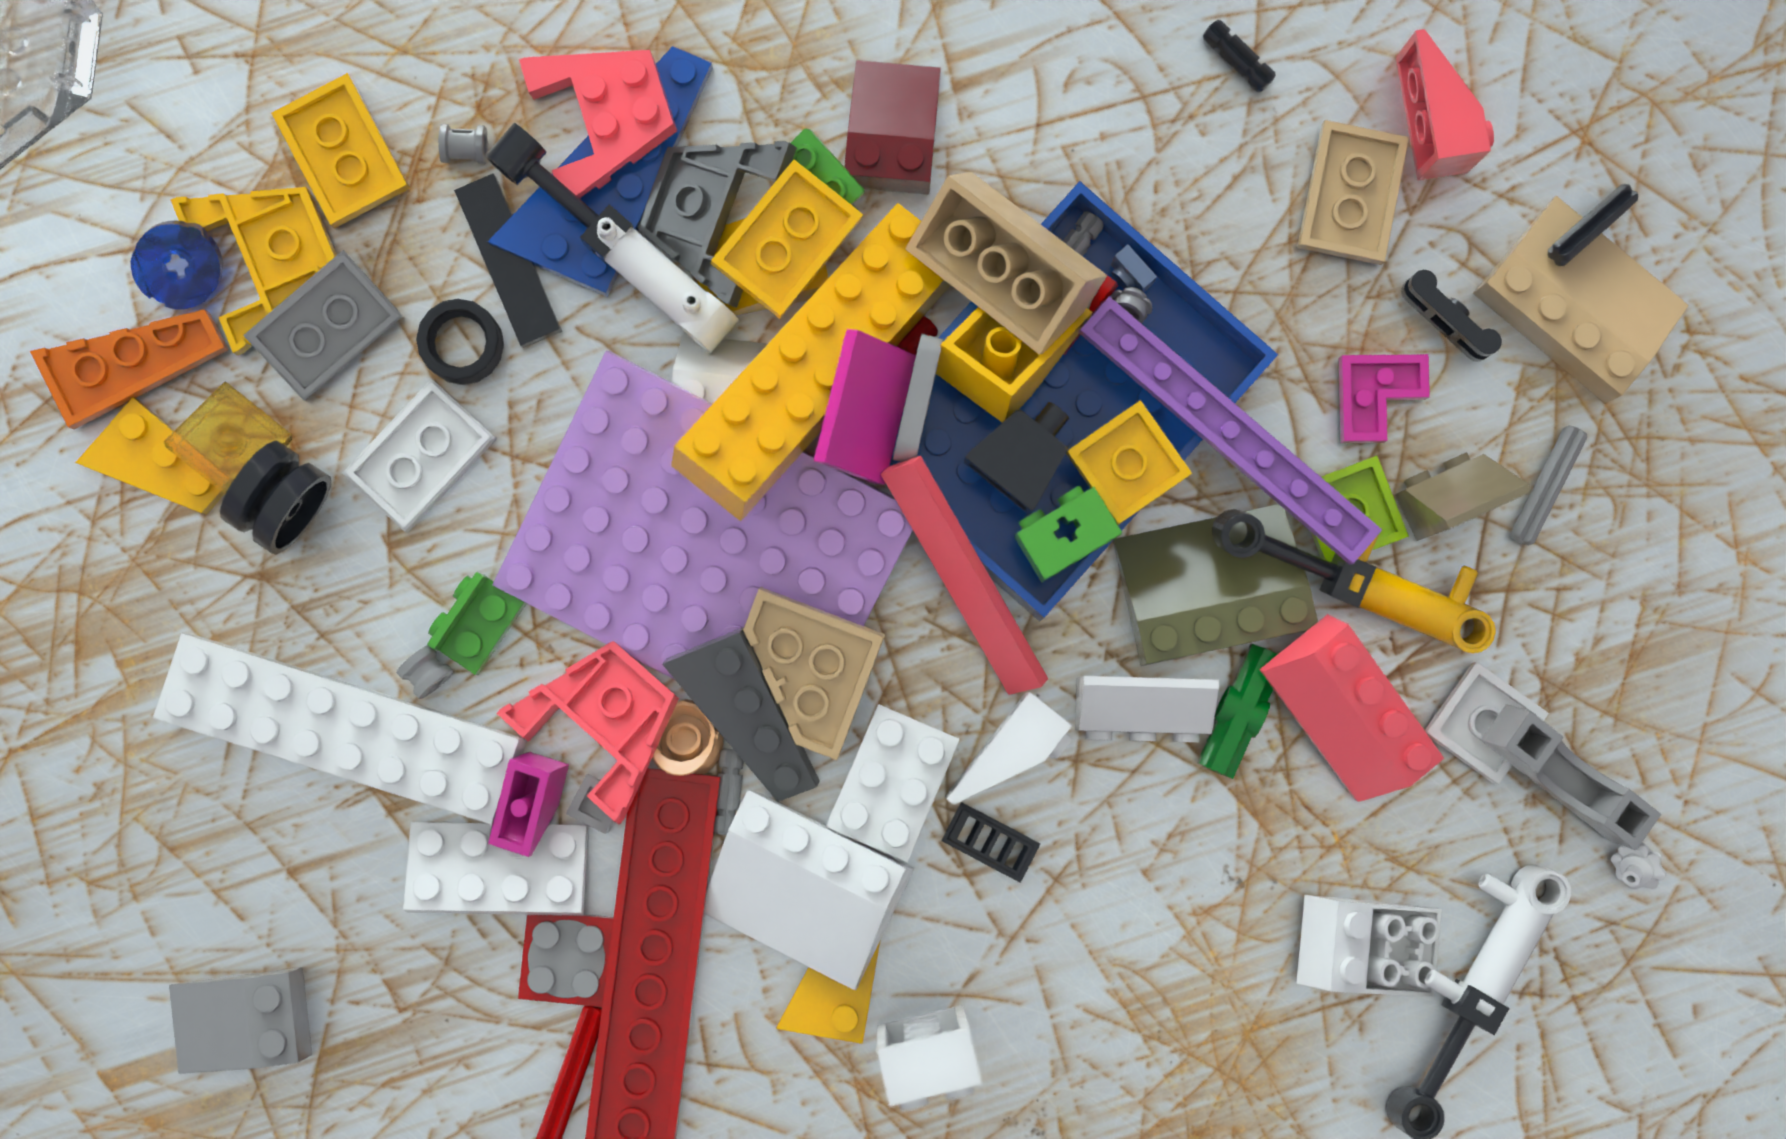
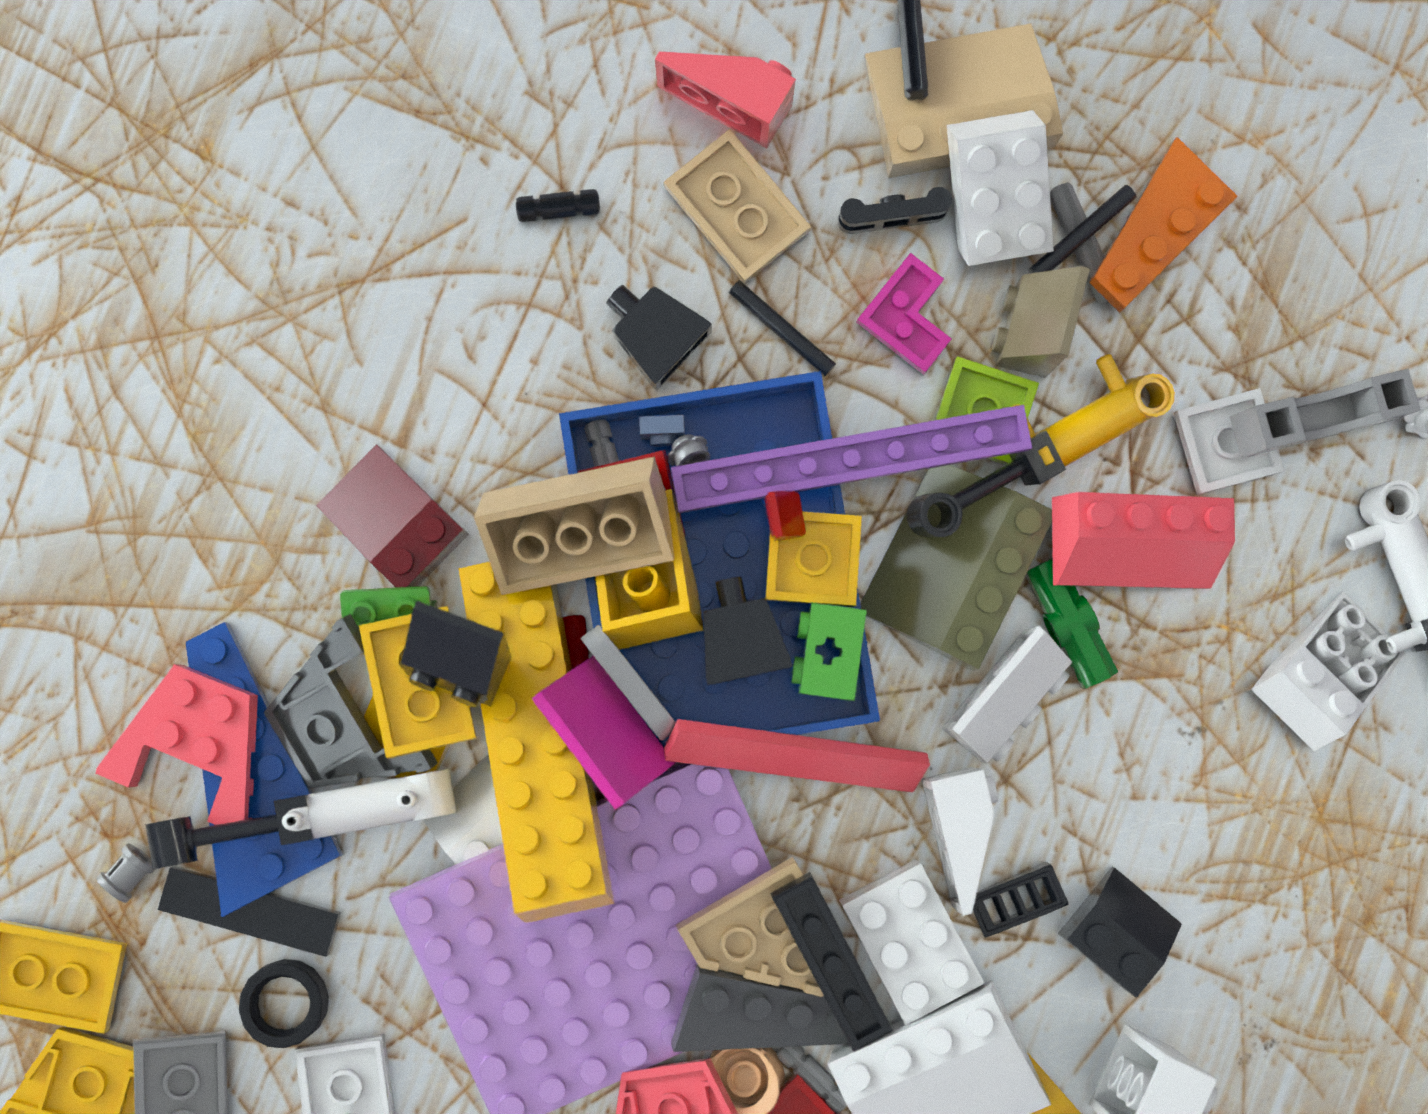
camera: 50 degrees left, 0 degrees up
(829, 728) = (831, 961): none -> black tile
(832, 245) = (454, 655): none -> black slope
(1032, 943) = (1122, 932): none -> black slope
(1144, 411) = (785, 515): none -> red slope
(1204, 209) = (656, 331): none -> black torso
(1286, 304) = (782, 328): none -> black bar
(1538, 380) = (1000, 187): none -> white brick
(1562, 476) = (1085, 230): none -> black bar
(1622, 534) = (1168, 216): none -> orange wing

